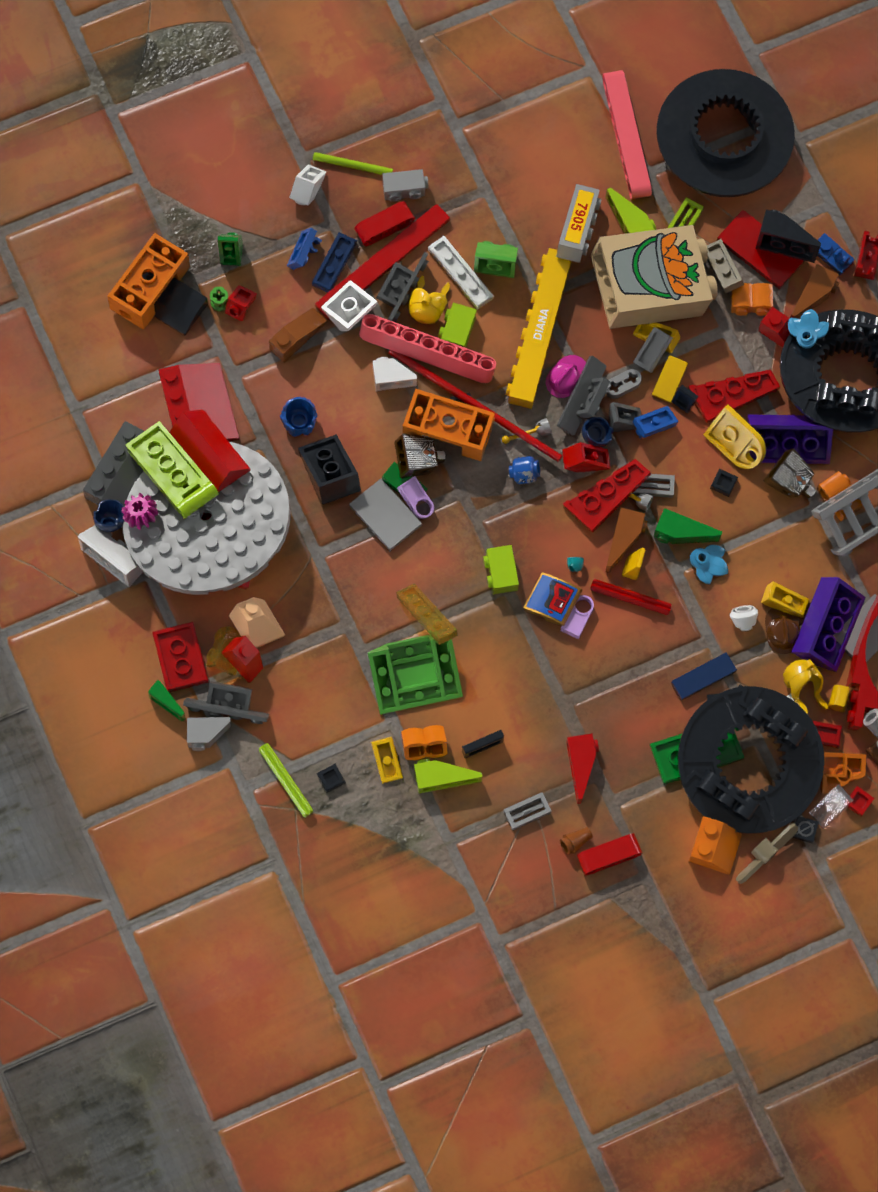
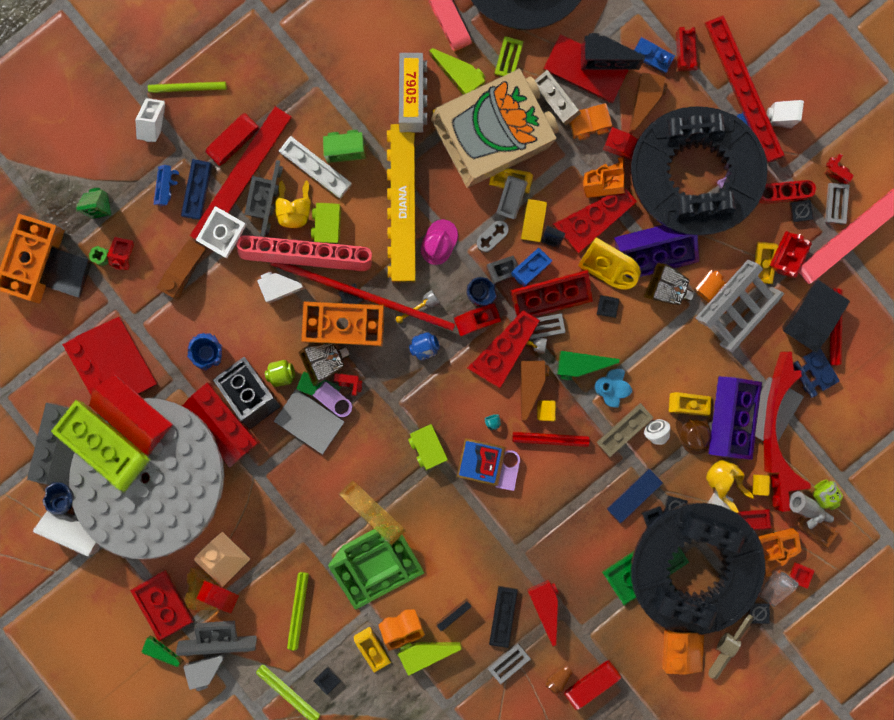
camera: 10 degrees left, 15 degrees up
(139, 511) = (75, 493): dark pink gear -> none
(305, 504) = (230, 434): none -> red slope
(320, 699) = (297, 613): none -> lime axle
(369, 458) = (280, 373): none -> lime head
(404, 184) = (240, 95): light grey brick -> none
(437, 482) = (345, 380): none -> red bracket
(533, 762) = (503, 616): none -> black tile
(585, 397) = (461, 260): dark grey bracket -> none
(671, 452) = (553, 294): none -> red slope
(710, 606) = (624, 430): none -> dark tan plate
(752, 359) = (605, 180): none -> orange slope
(807, 325) = (651, 138): dark azure plate -> none

